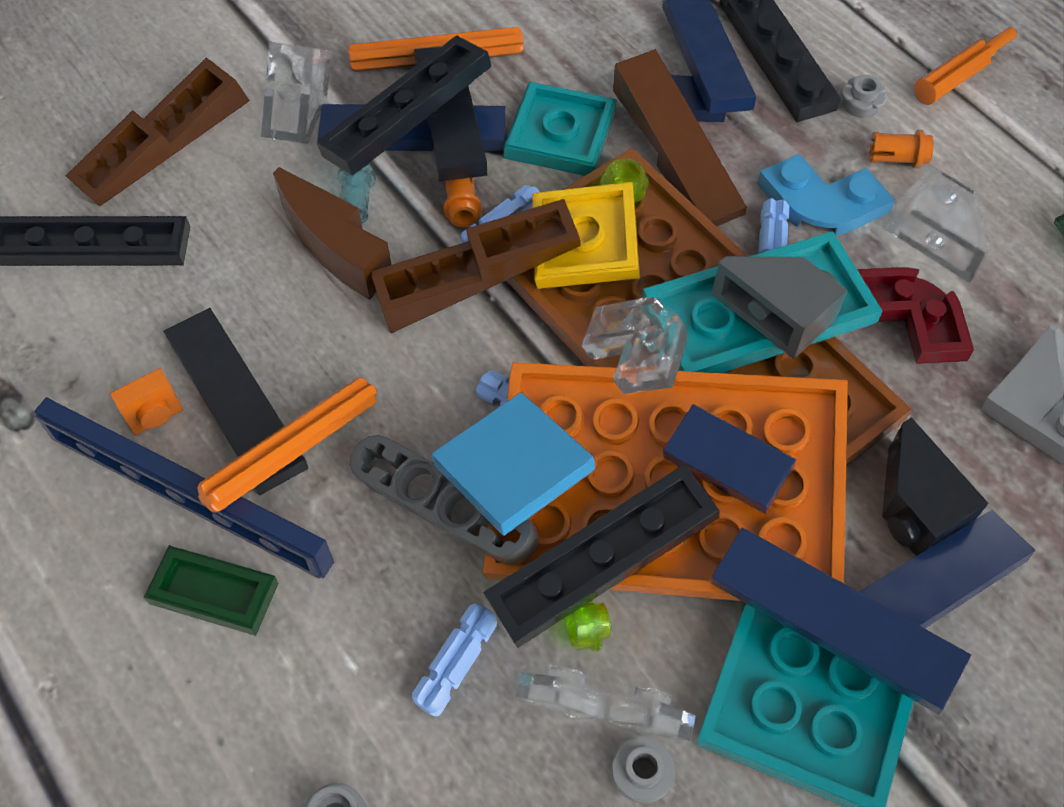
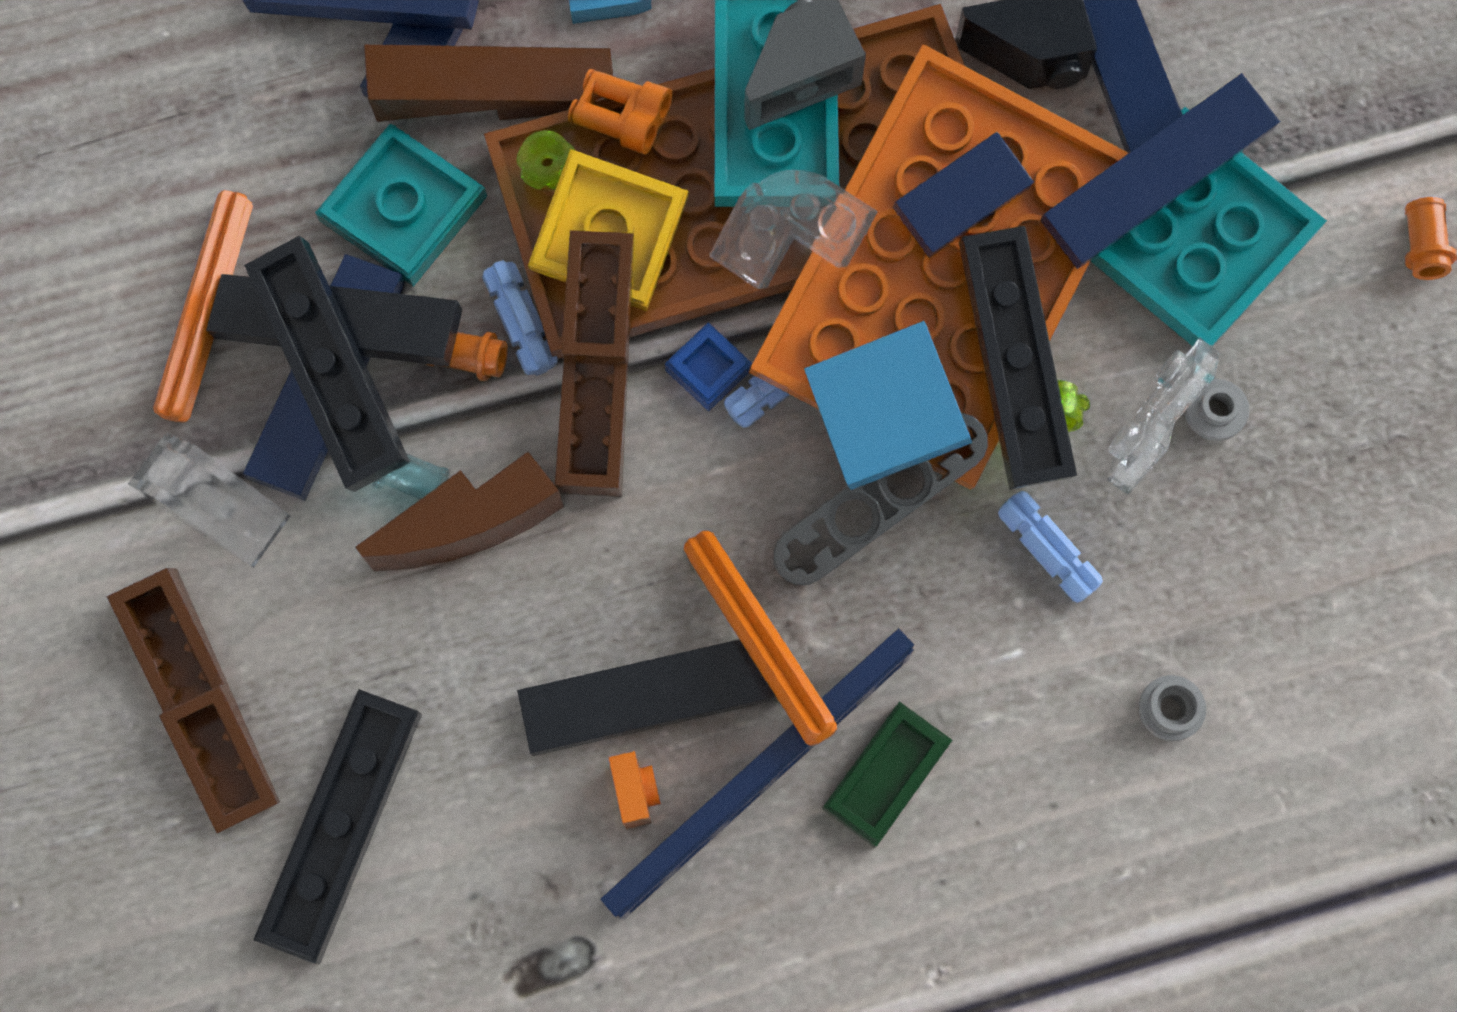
camera: 70 degrees left, 15 degrees up
(515, 344) = (708, 366): none -> blue tile
(685, 228) = (640, 119): none -> orange piece
(774, 225) = (665, 39): light blue axle -> none

